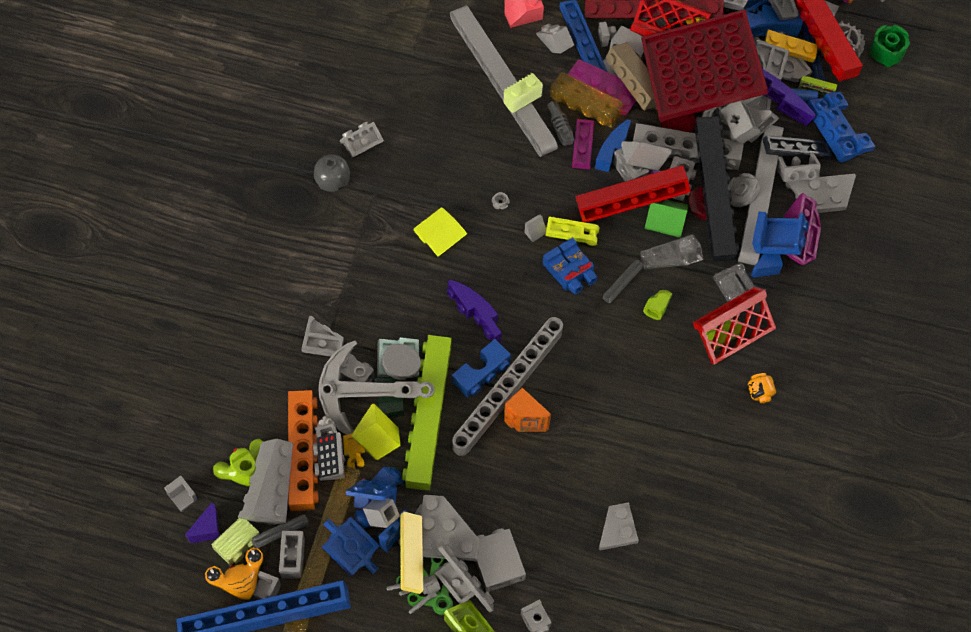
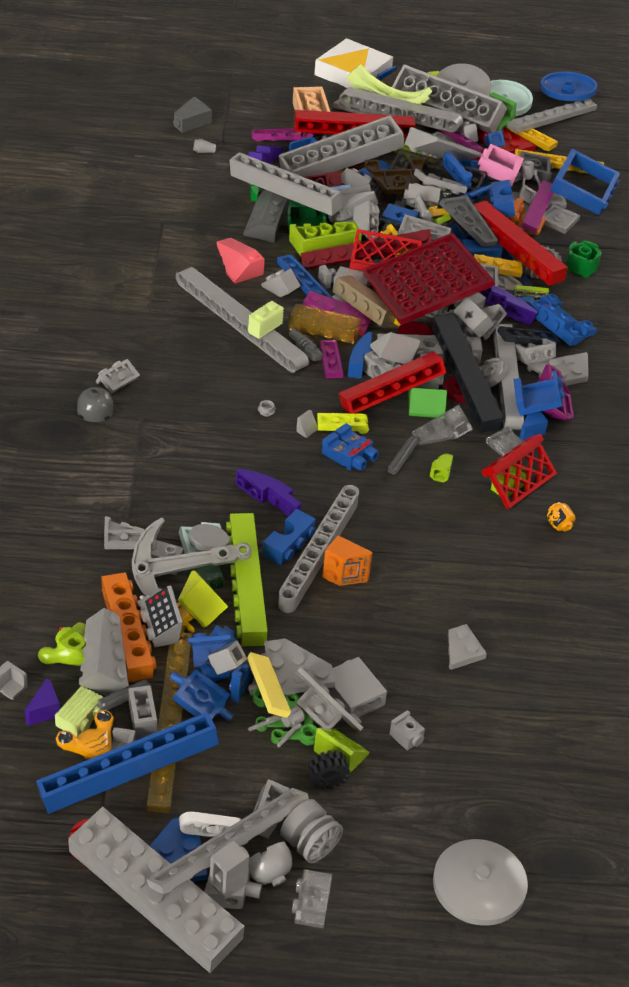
camera: 15 degrees left, 20 degrees down
(440, 231) = (215, 438): neon yellow slope -> none

